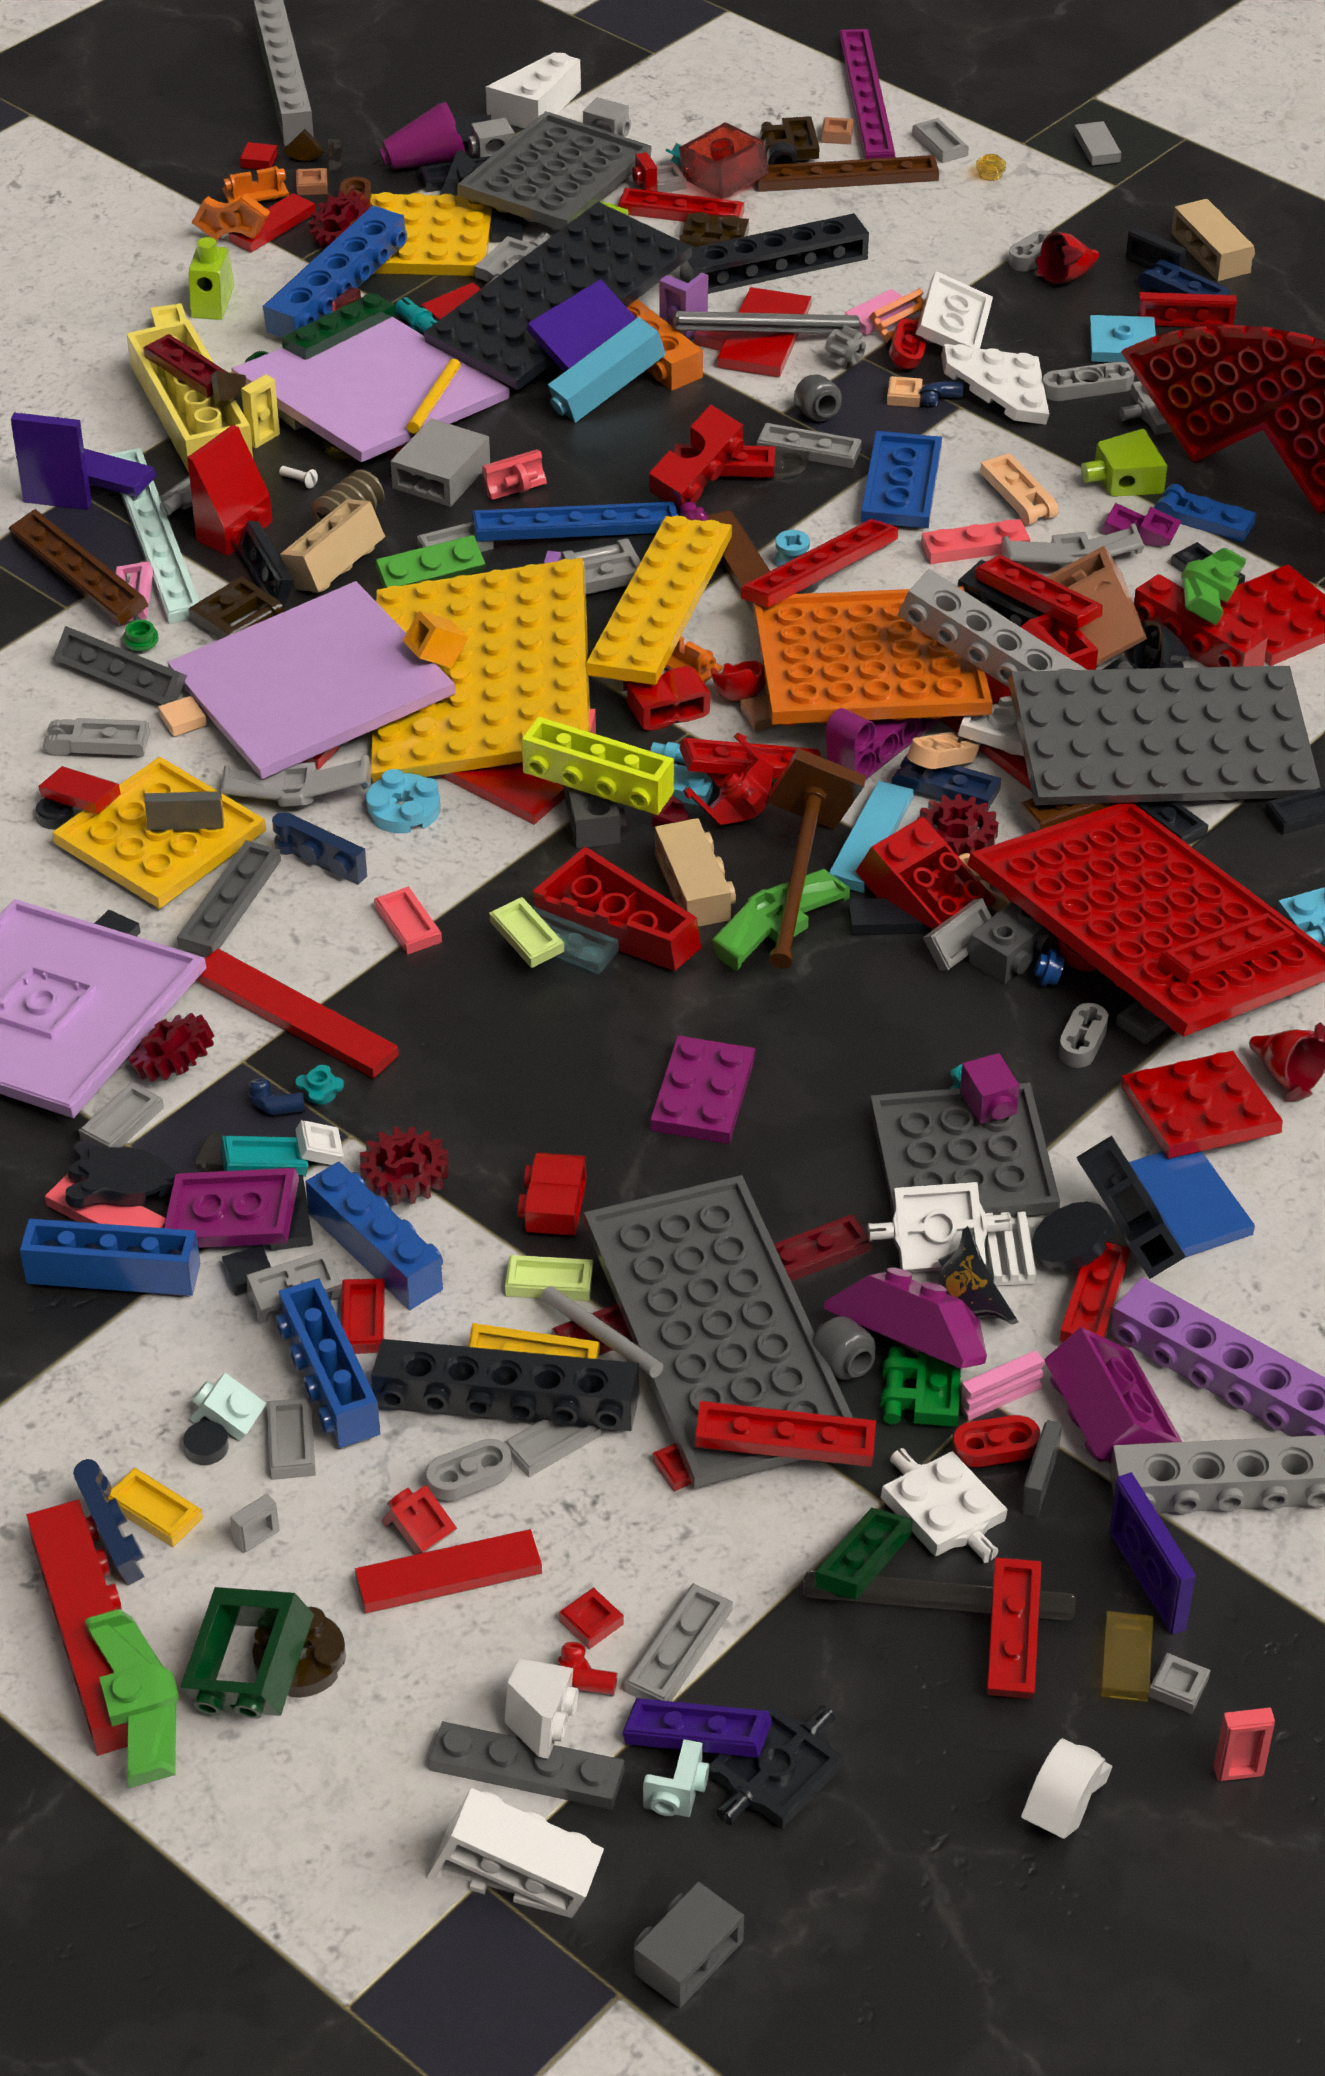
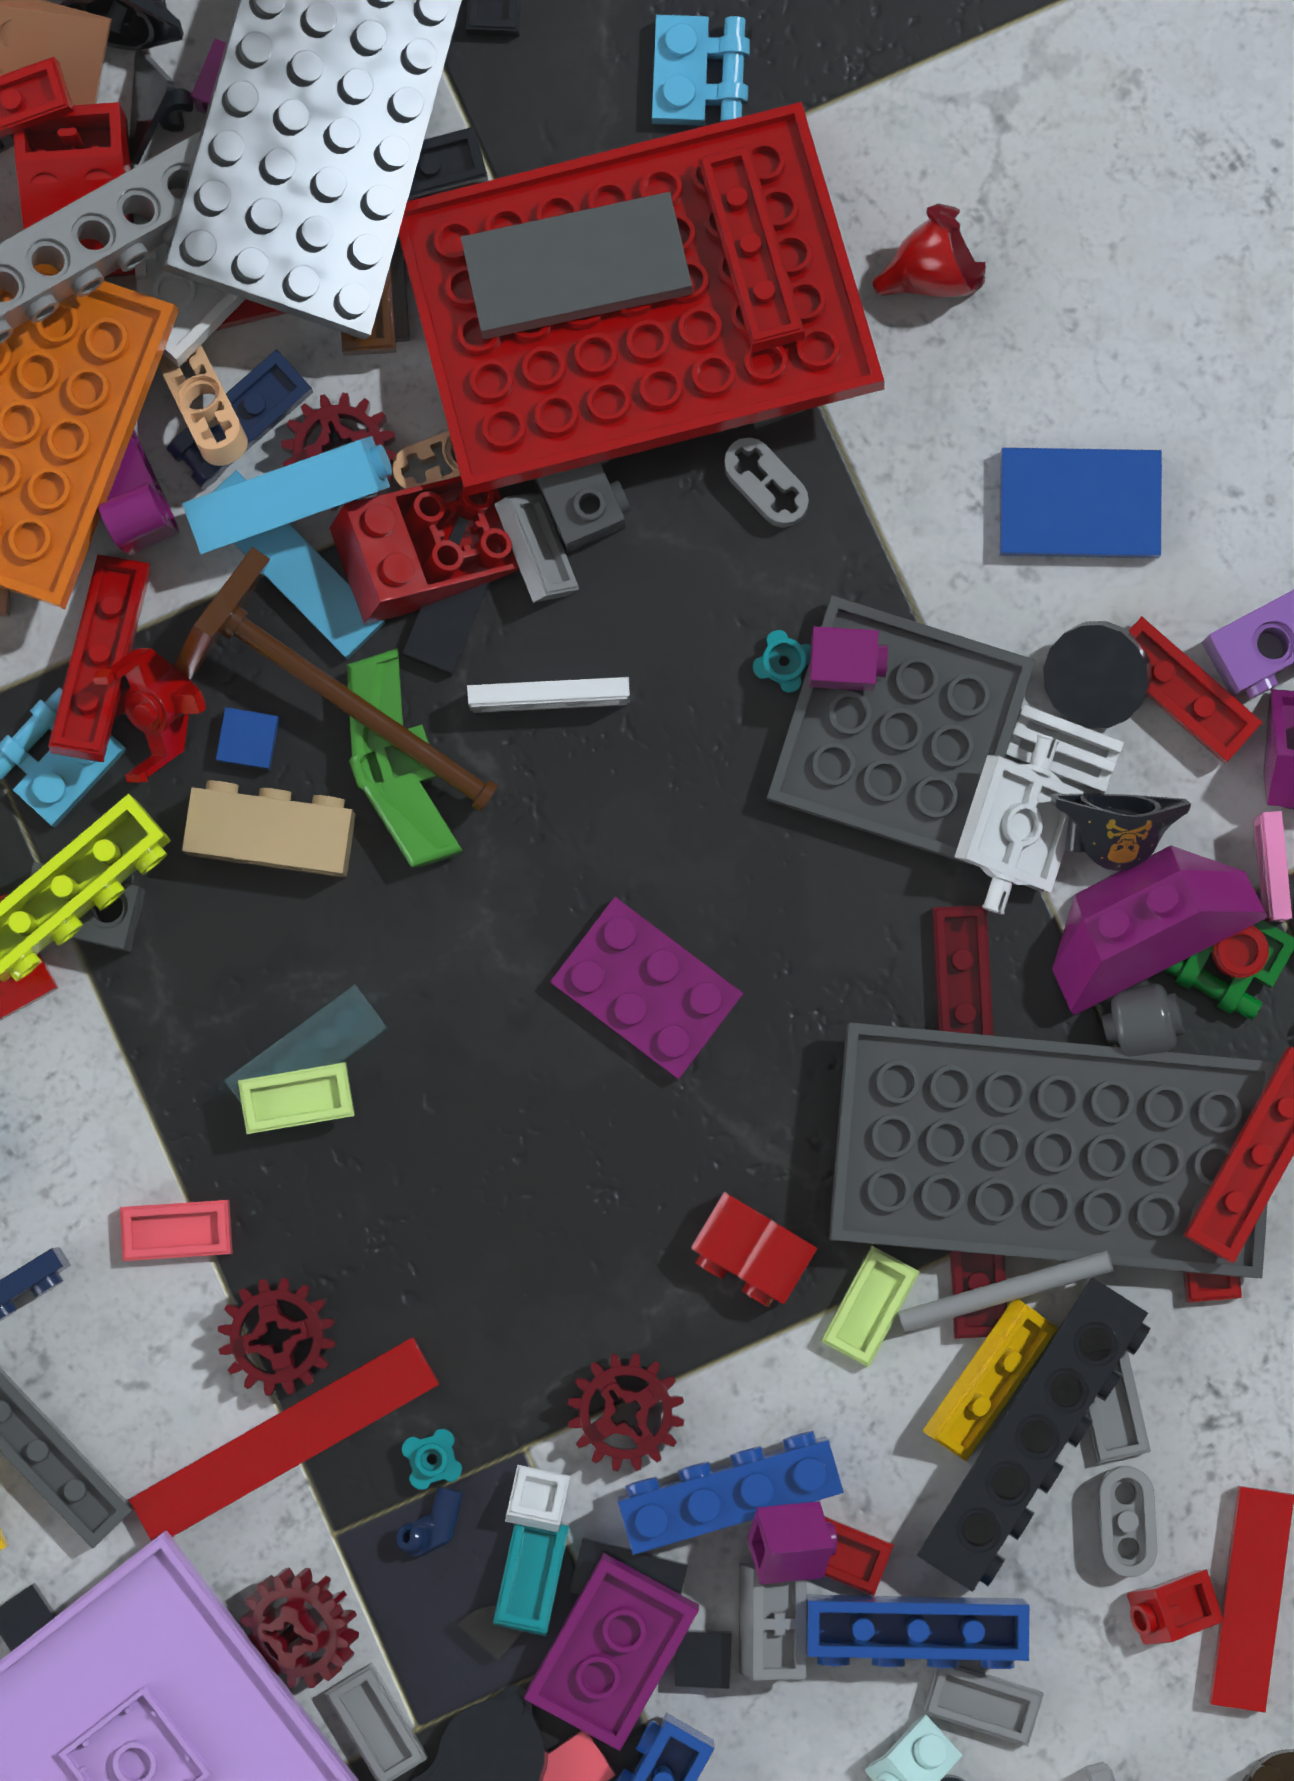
camera: 65 degrees left, 40 degrees up
(356, 1259) = (791, 1542): none -> magenta brick
(360, 979) = (283, 1361): none -> dark red gear
(620, 906) = (298, 971): red wedge -> none
(671, 813) = (149, 797): dark red tile -> none
(746, 851) = (247, 738): none -> blue tile
(868, 971) = (548, 695): none -> white tile
(913, 794) = (288, 494): none -> medium azure brick
(928, 1378) = (1241, 953): none -> red tile
(1049, 967) = (644, 469): blue plate -> none
(1131, 1207) = (1111, 583): black arch -> none
(1153, 875) = (576, 265): none -> dark grey tile
(1201, 1104) = (950, 407): red plate -> none

